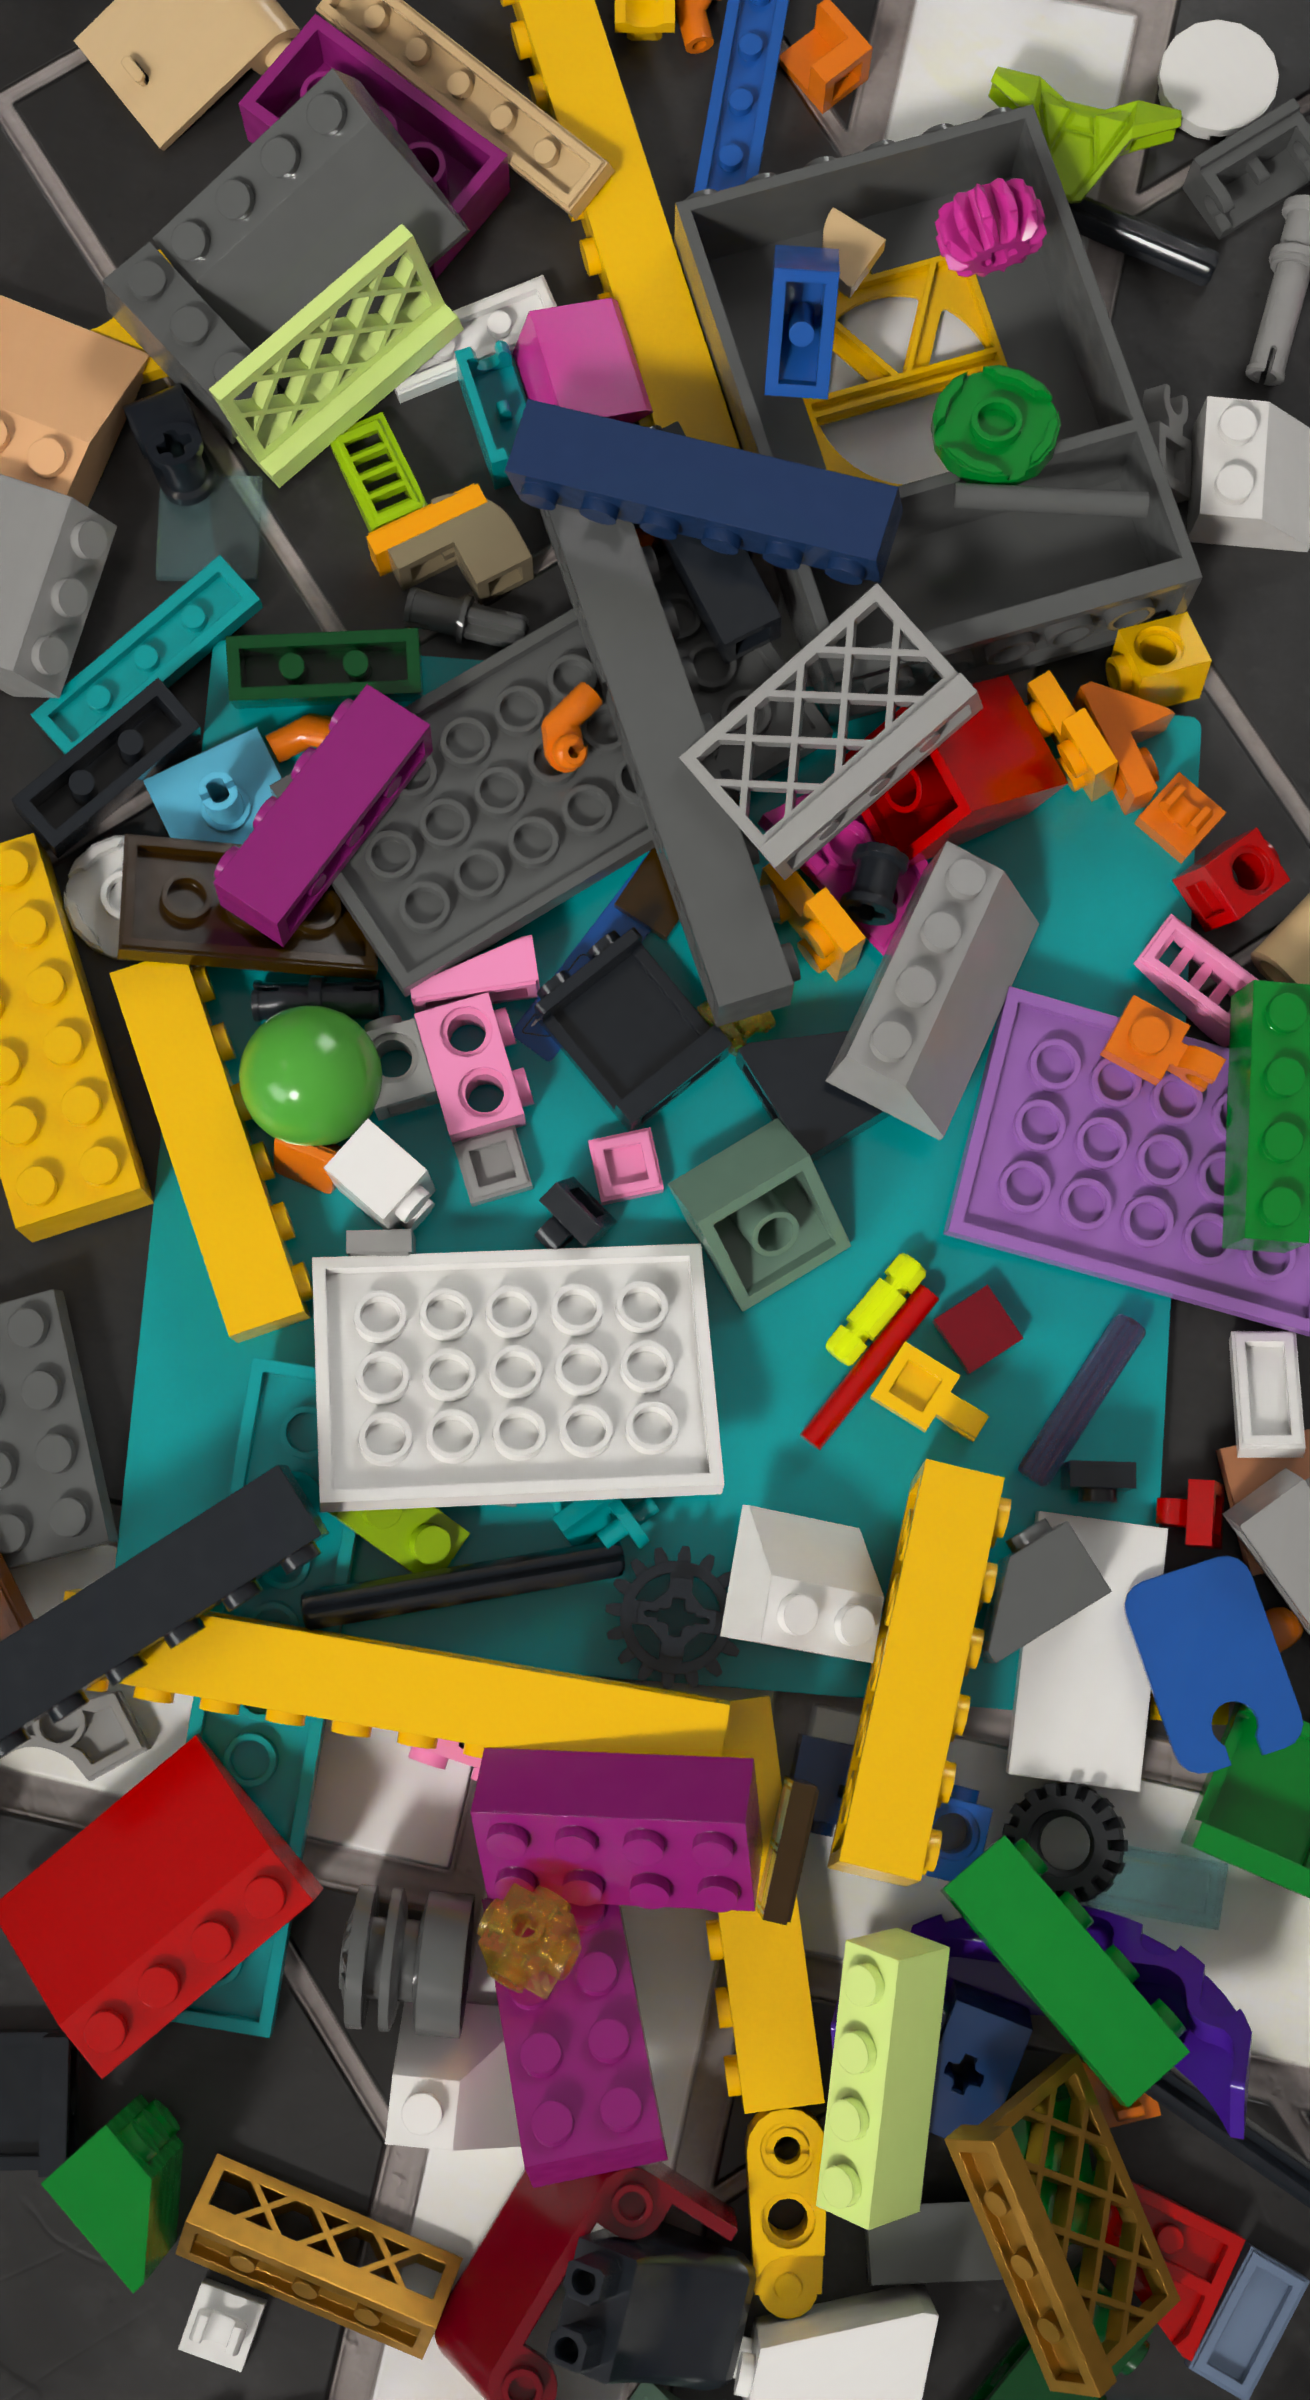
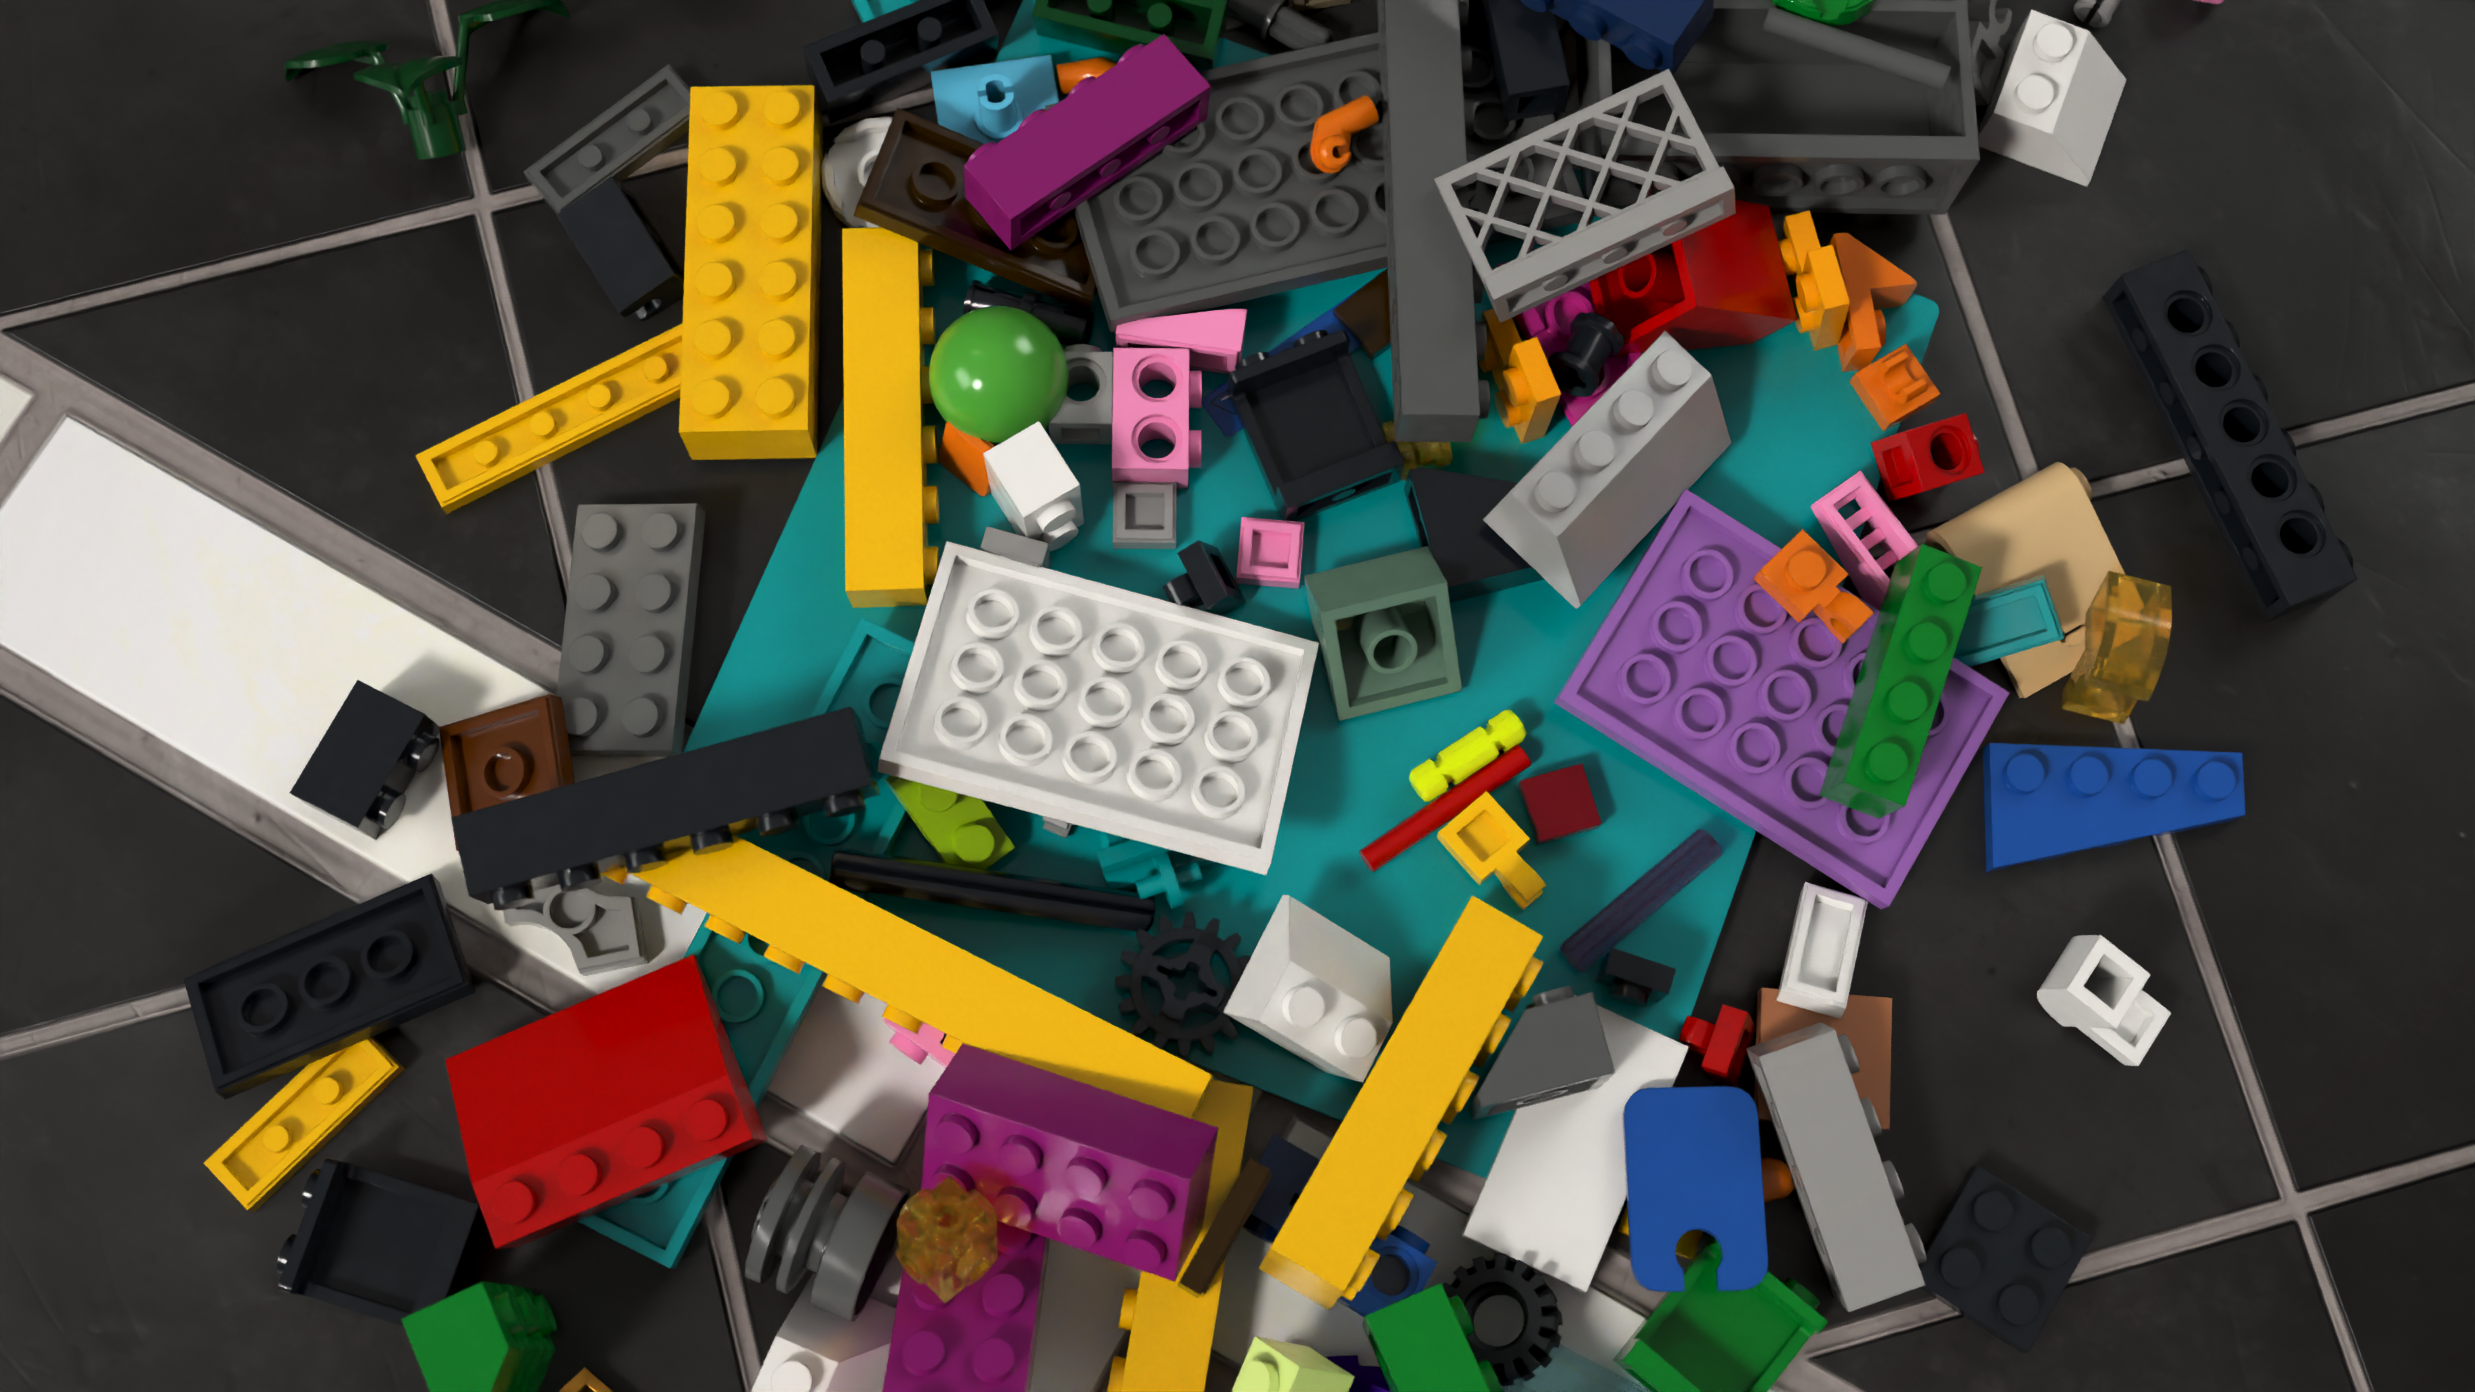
camera: 15 degrees right, 5 degrees down
(1159, 661) = (1918, 237): yellow brick -> none

